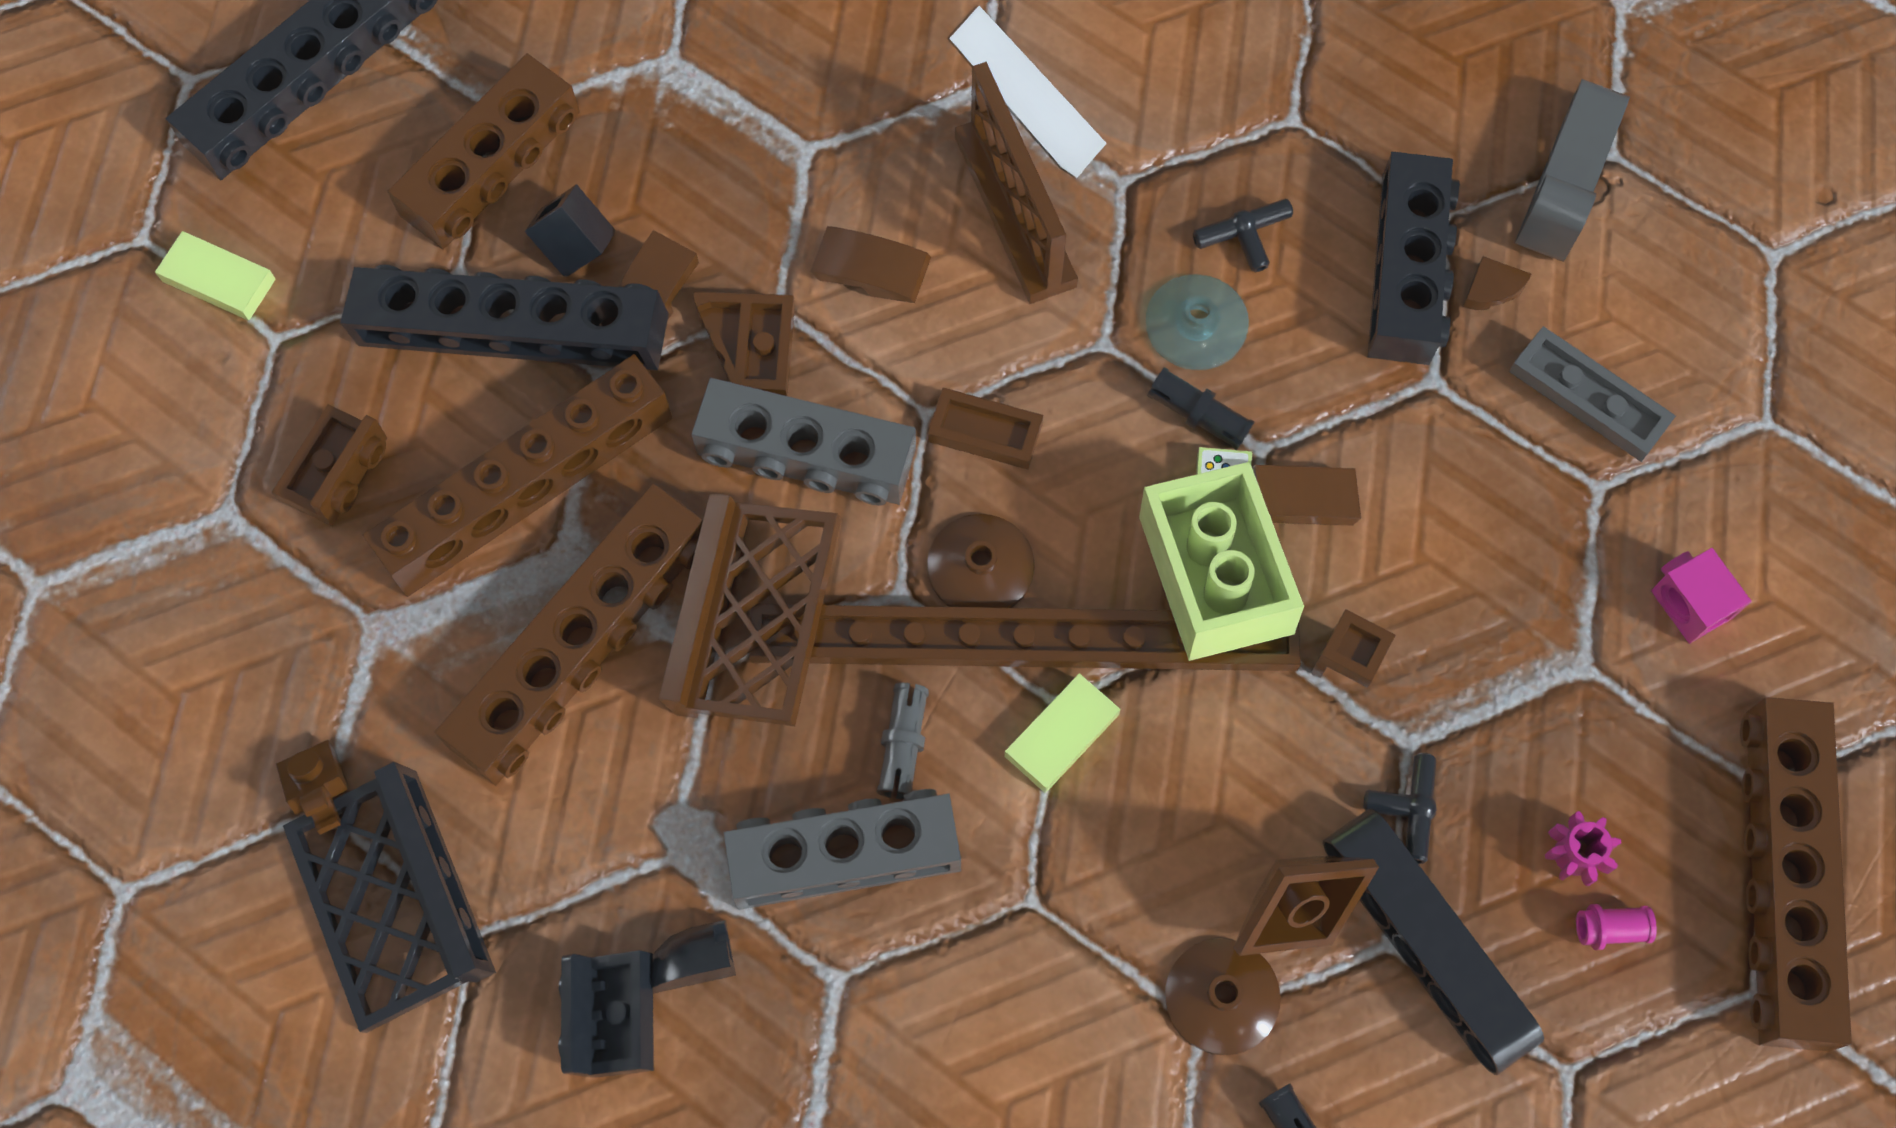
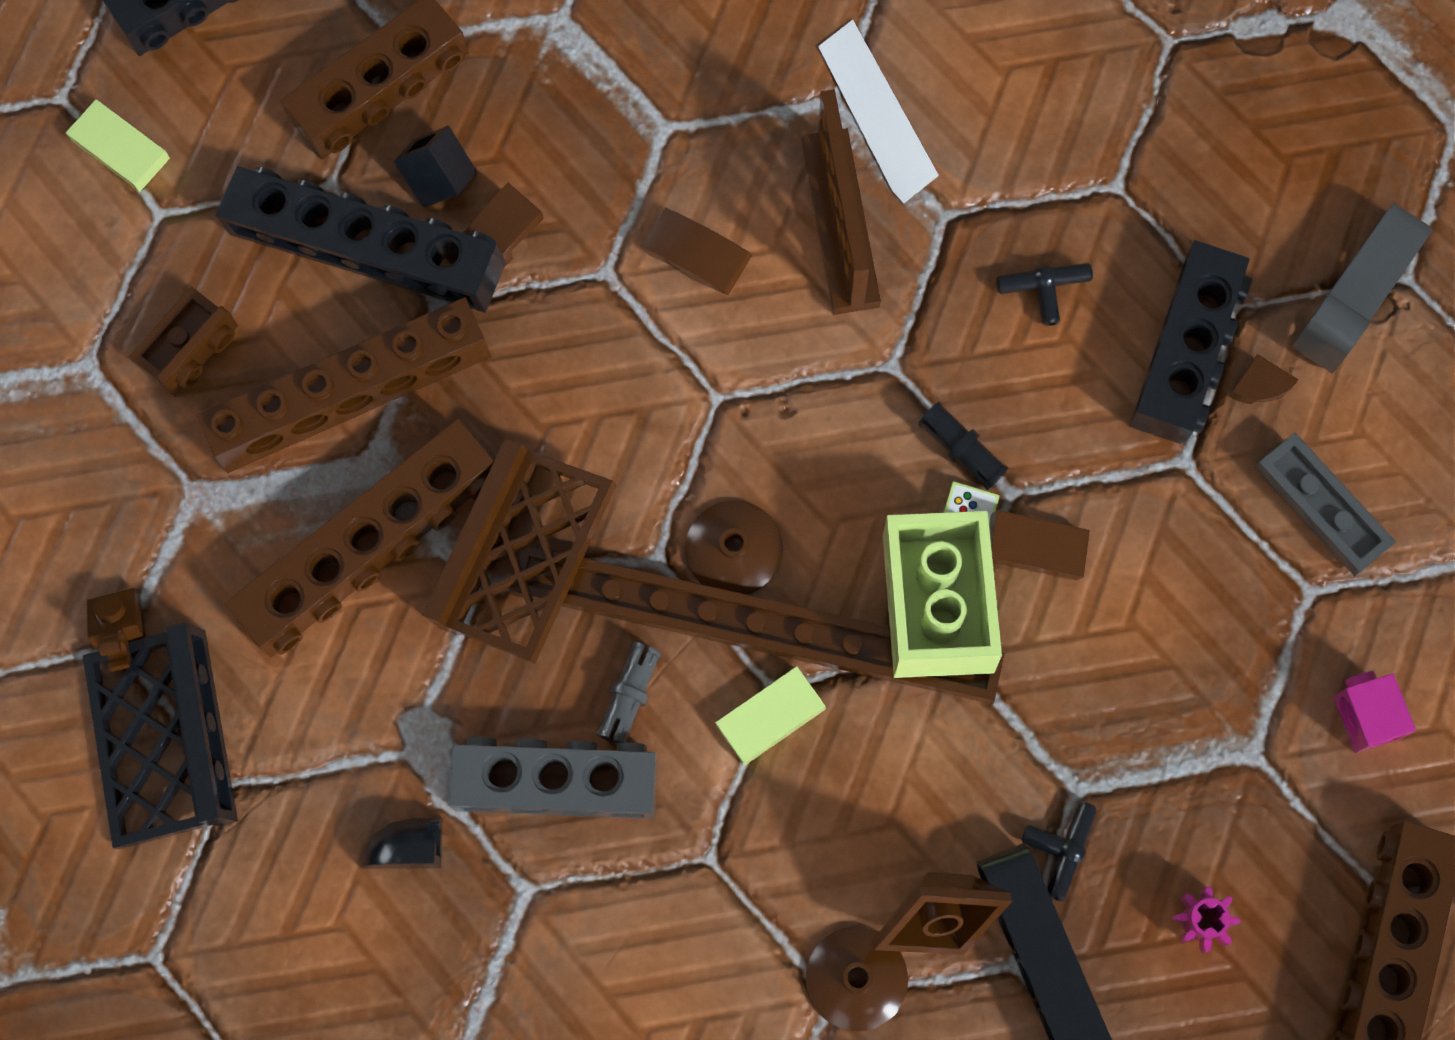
camera: 15 degrees right, 5 degrees up
(606, 1014) = (321, 879): black bracket -> none
(733, 408) = (543, 362): dark grey brick -> none
(750, 336) = (575, 300): reddish brown wing -> none
(985, 428) = (766, 423): reddish brown tile -> none
(1195, 341) = (977, 382): clear light blue dish -> none
(1354, 649) = (1045, 698): reddish brown panel -> none
(1610, 926) = (1218, 994): dark pink pin -> none

